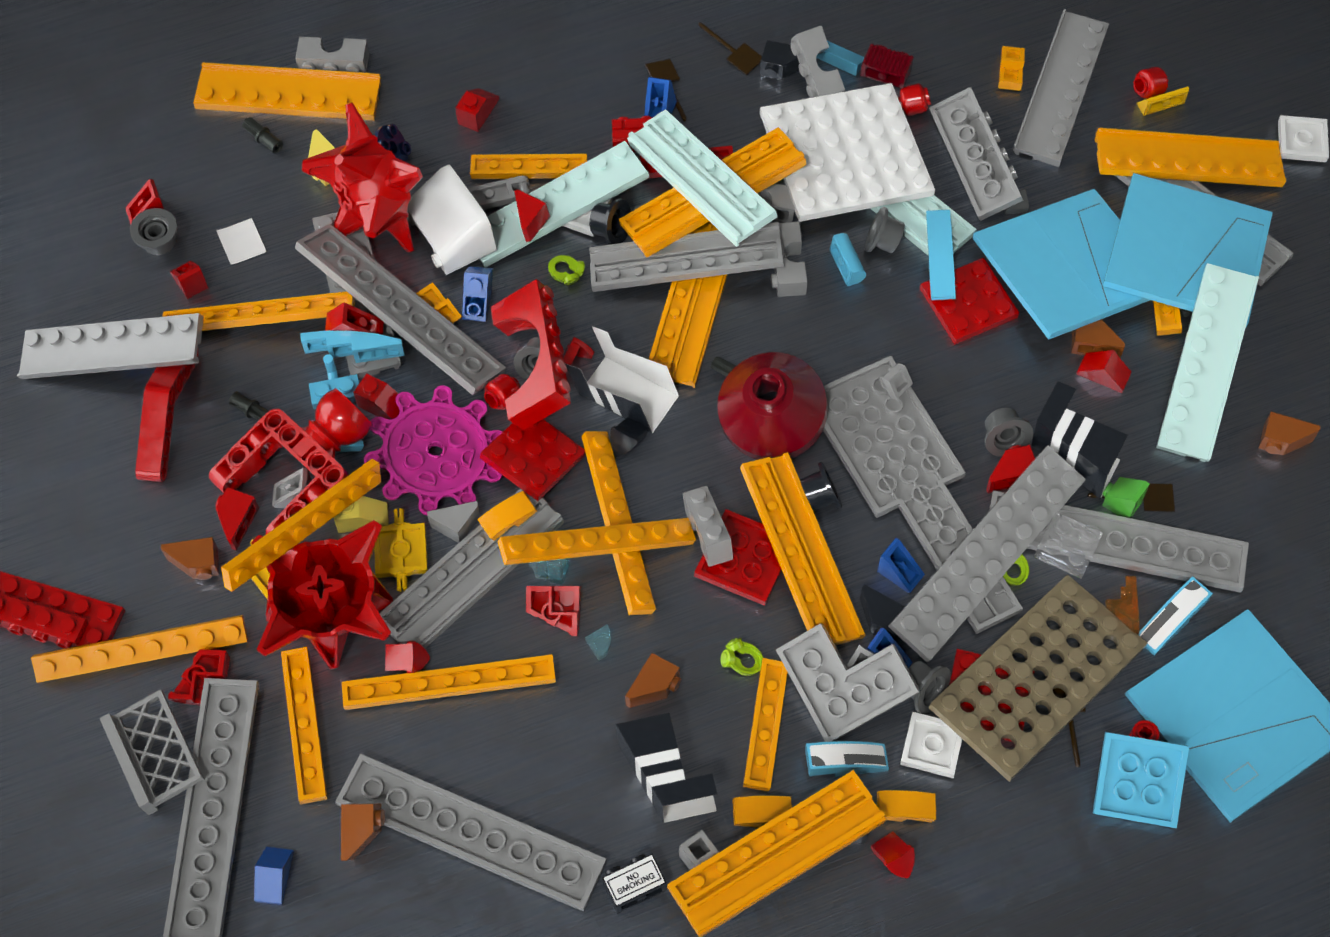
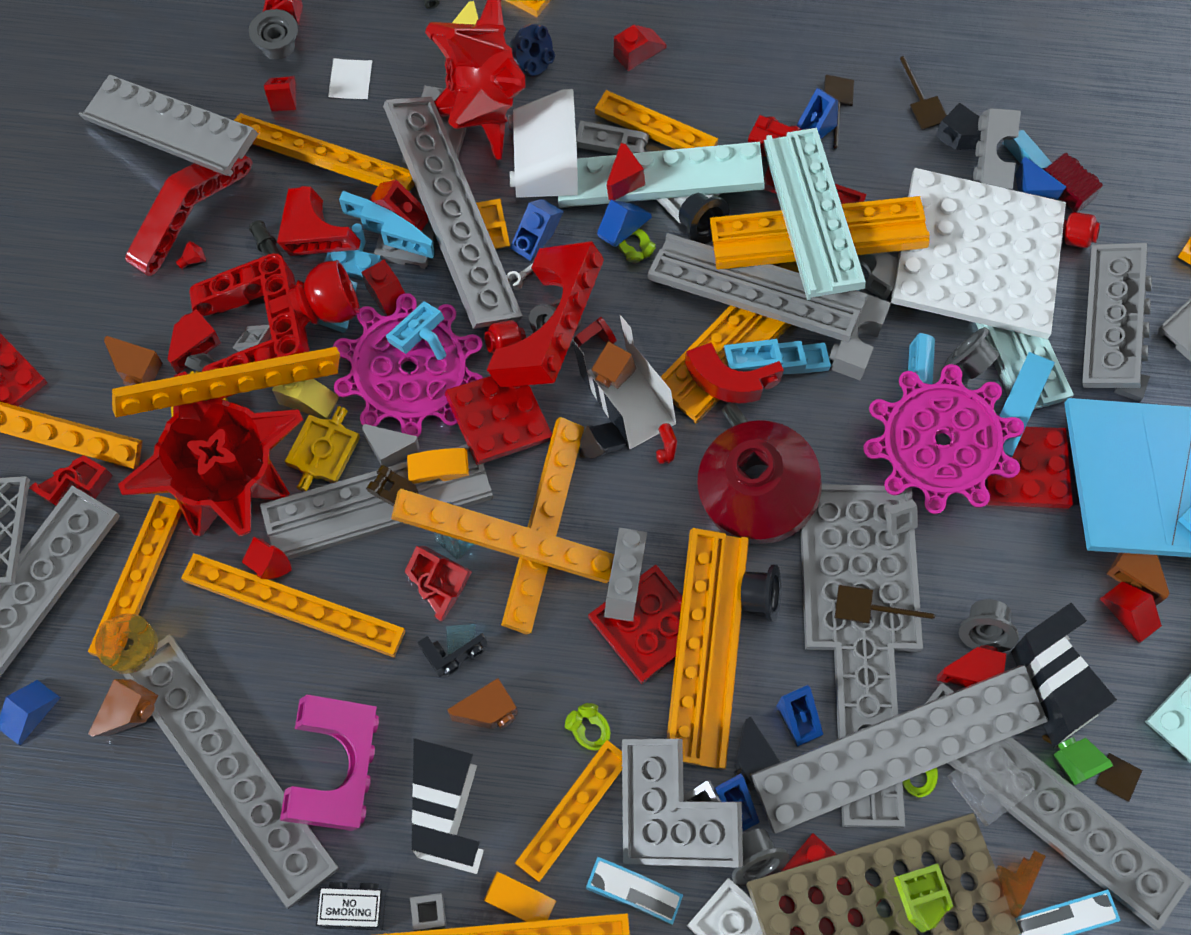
camera: 25 degrees right, 5 degrees up
(192, 446) = (191, 255): none -> red rock
(254, 529) = (199, 361): none -> dark grey tile
(286, 382) = (305, 229): none -> red arch
(329, 761) = (114, 631): none -> clear yellow plate
(427, 413) = (418, 326): none -> medium azure plate
(484, 338) = (520, 276): none -> white hand
(488, 555) = (386, 474): none -> dark brown plate
(544, 256) = (621, 221): none -> blue slope
(557, 749) = (353, 727): none -> dark pink arch
(589, 662) = (450, 664): none -> black bracket
(607, 370) = (613, 366): none -> dark orange slope
(686, 420) = (670, 444): none -> red arm
(703, 343) = (726, 383): none -> red arch
(732, 306) = (792, 355): none -> medium azure slope
(859, 76) = (1036, 181): none -> blue slope
(897, 463) = (856, 605): none -> dark brown piece
(902, 282) = (948, 409): none -> dark pink plate
(1065, 647) = (924, 896): none -> lime slope

